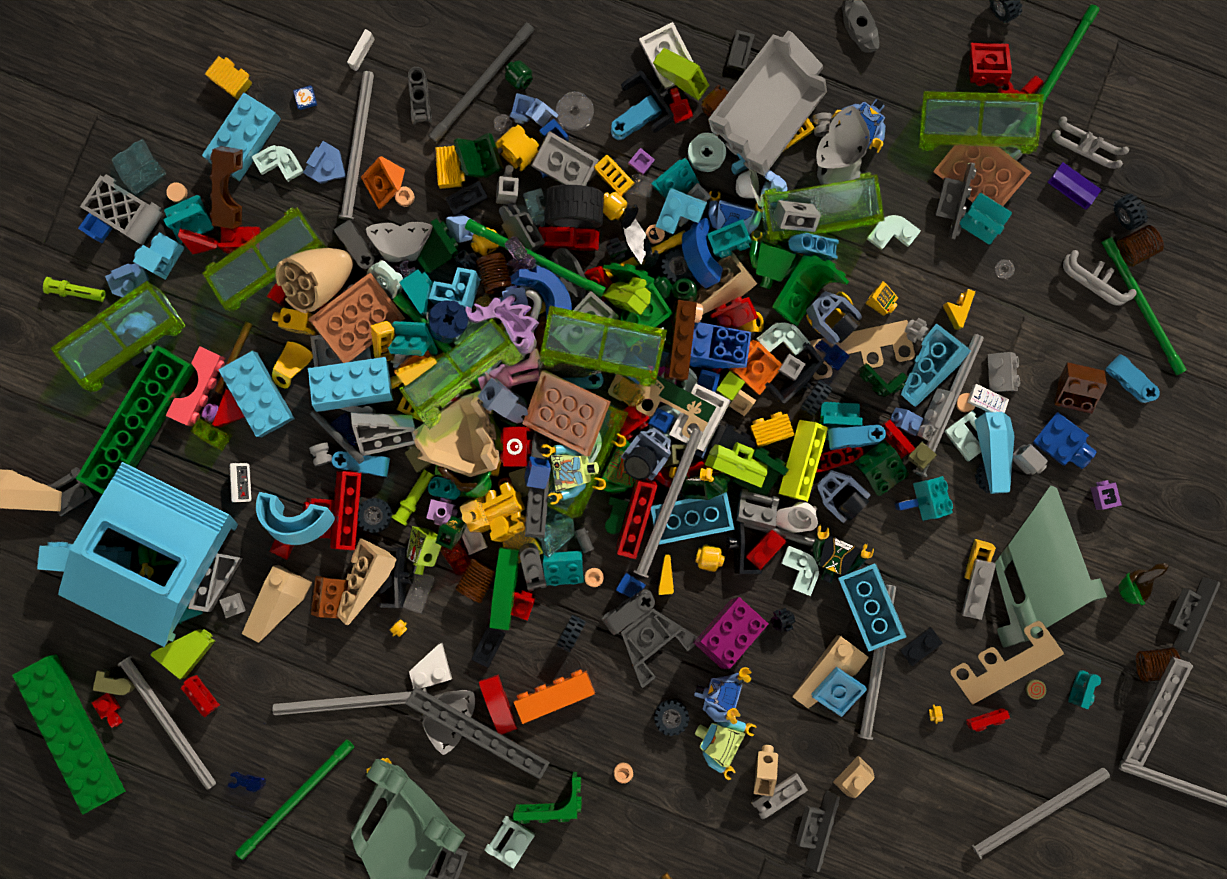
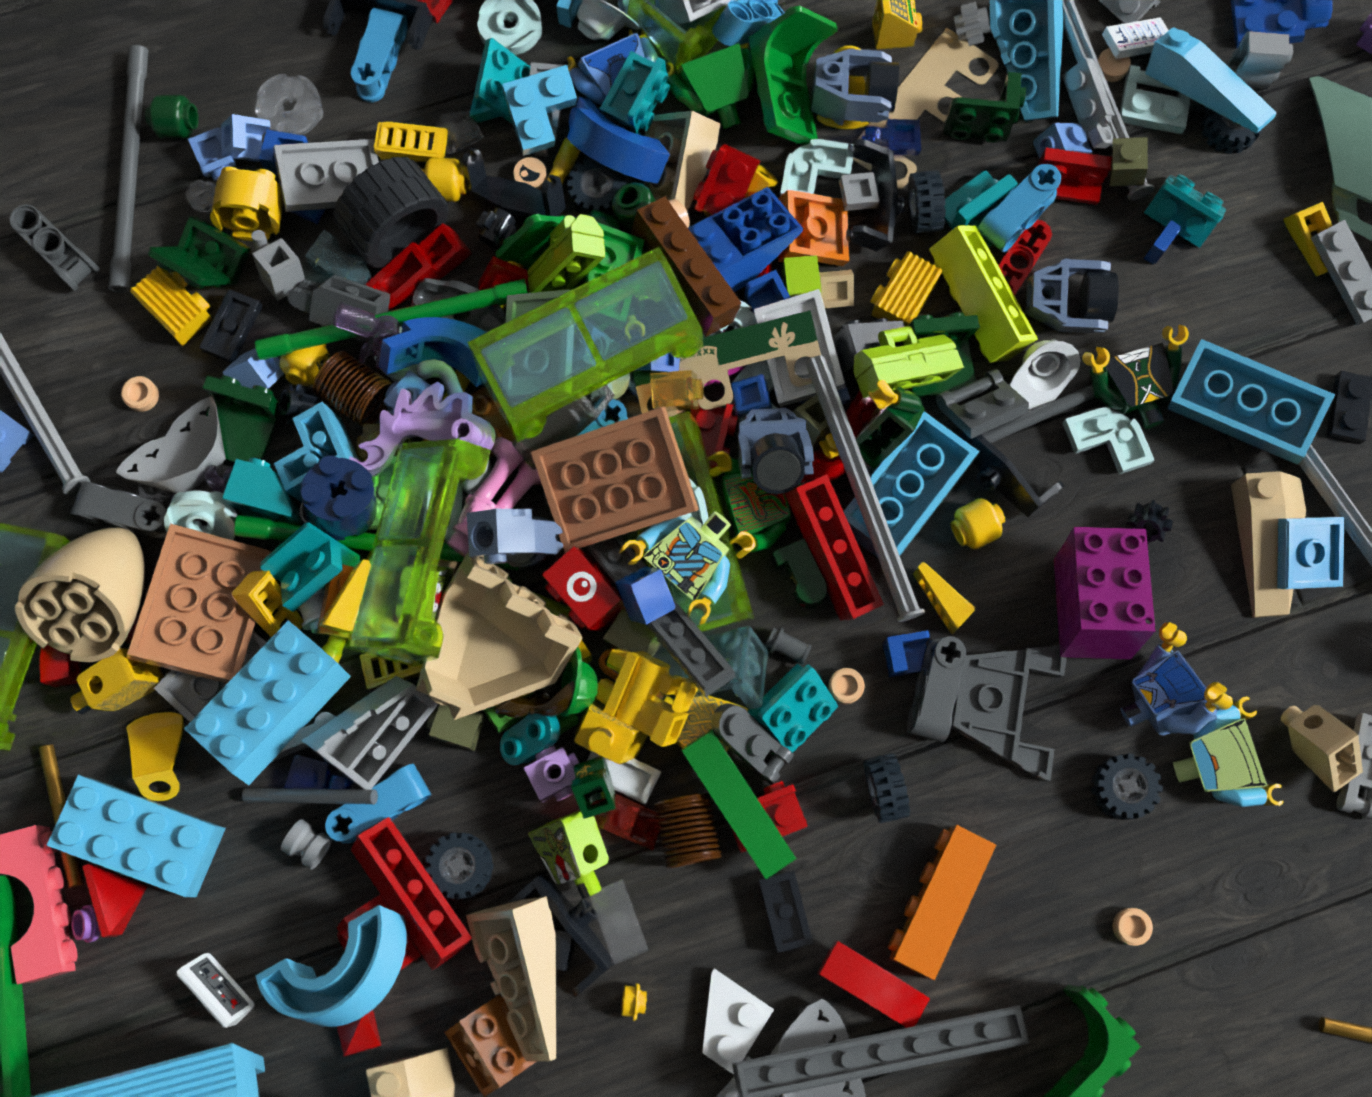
camera: 45 degrees left, 10 degrees down
(211, 434) = (113, 954): clear neon green leg -> none
(383, 180) = (89, 393): orange slope -> none
(408, 505) = (497, 807): lime pin -> none
(641, 161) = (433, 98): medium lavender plate -> none
(765, 548) = (1039, 449): red plate -> none
(882, 467) = (1090, 218): dark green bracket -> none

